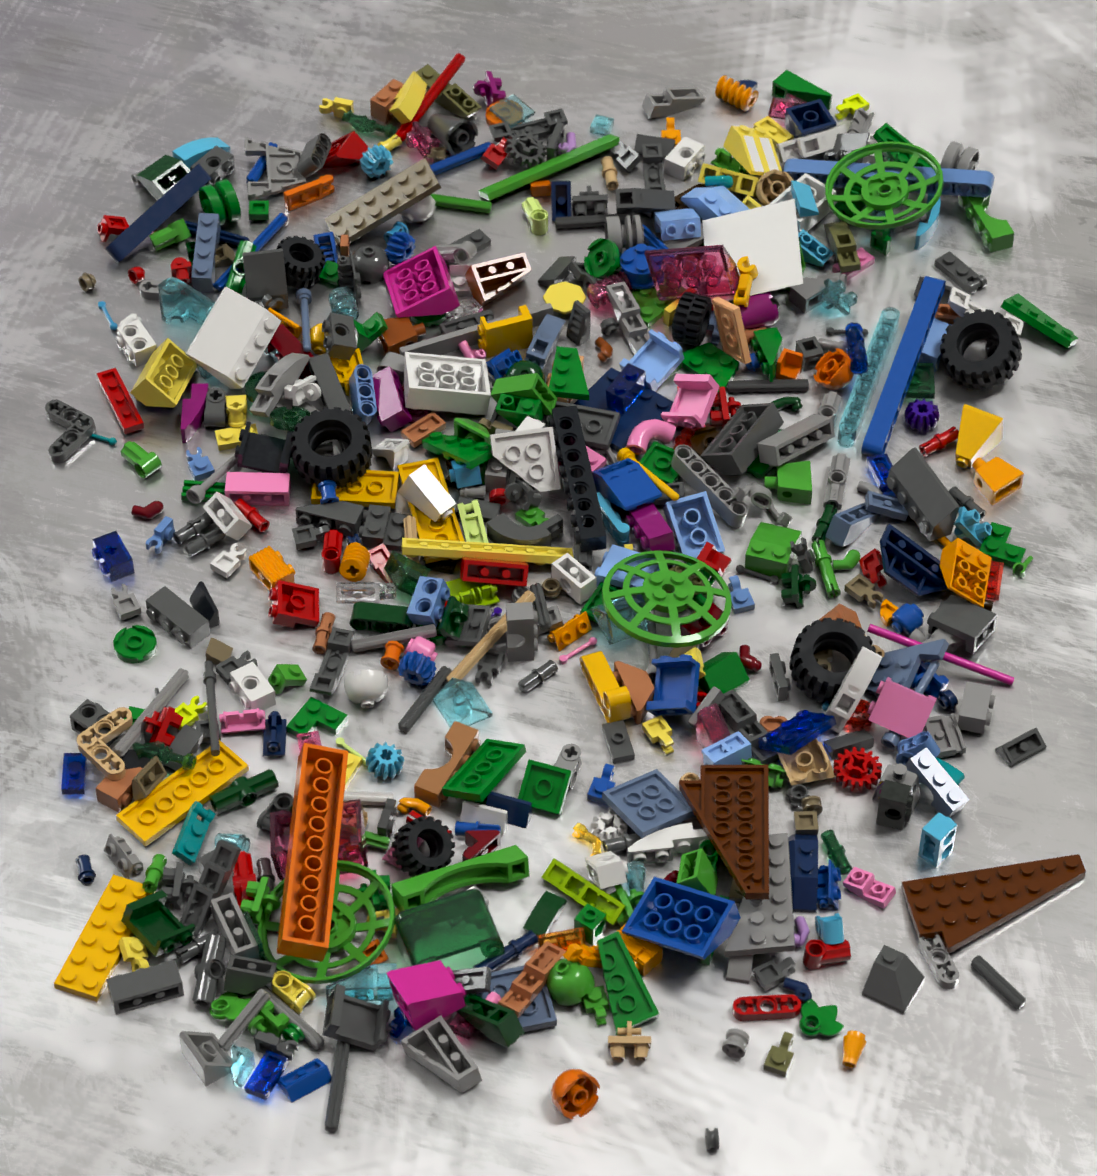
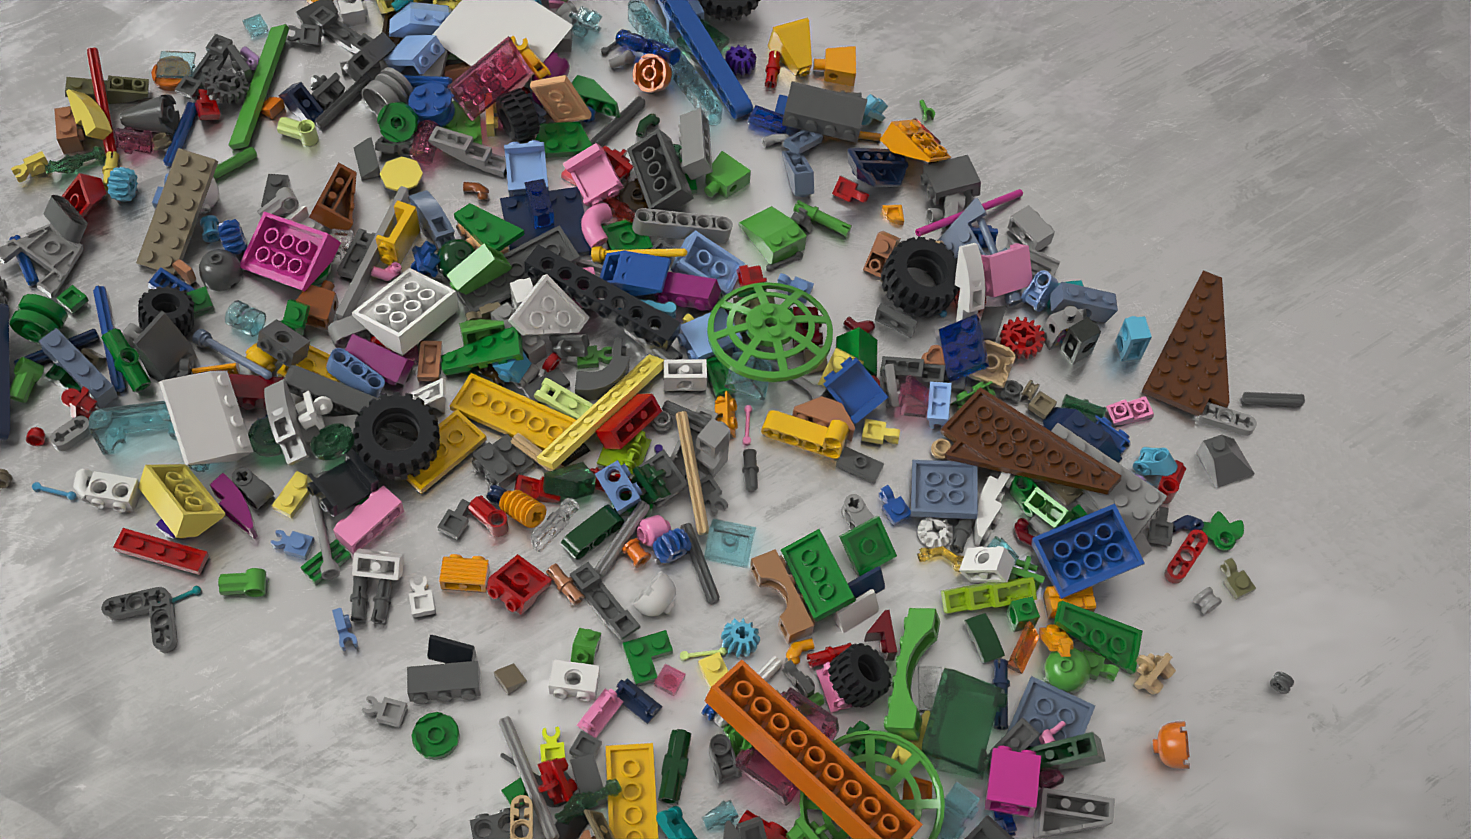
camera: 55 degrees left, 10 degrees up
(113, 556) = (319, 675): clear blue brick -> none
(148, 511) = (305, 618): dark red arm -> none
(209, 680) = (531, 705): dark grey bar -> none
(231, 664) = (538, 678): dark grey plate -> none
(236, 409) = (270, 473): light yellow piece -> none
(252, 515) = (391, 545): red pin -> none
(264, 869) = (775, 814): dark grey axle -> none
(309, 192) = (96, 252): orange hinge -> none
(328, 491) = (434, 474): blue bush -> none
(339, 516) = (458, 485): dark grey slope -> none
(348, 276) = (223, 289): dark grey hinge -> none
(427, 494) = (509, 407): white slope -> none
(462, 827) = (862, 623): blue axle -> none
(489, 89) = (135, 61): magenta hips -> none
(517, 408) = (493, 283): green slope -> none
(532, 978) = (1049, 694): nougat slope -> none
(551, 588) = (673, 392): dark tan plate -> none
(579, 325) = (441, 185): dark grey slope -> none
(609, 173) = (310, 56): tan pin -> none
(609, 326) = (459, 169): dark grey plate -> none
(761, 498) = (722, 204): light grey piece -> none
(789, 365) = (615, 90): orange panel -> none
(799, 586) = (829, 252): dark green hips -> none
(811, 352) = (616, 76): dark grey brick -> none
(823, 523) = (781, 188): dark green pin -> none
(830, 405) = (678, 102): light grey piece -> none
(837, 481) = (752, 152): light grey piece -> none
(848, 562) = (828, 200): bright green arm -> none
(853, 1047) = (1266, 529): light orange cone -> none
(862, 589) = (861, 212): dark tan plate -> none
(907, 619) = (915, 207): blue head -> none
(947, 699) = (1005, 239): dark blue plate -> none
(998, 548) = (900, 111): green plate -> none
(1021, 747) = (1079, 231): dark grey slope -> none

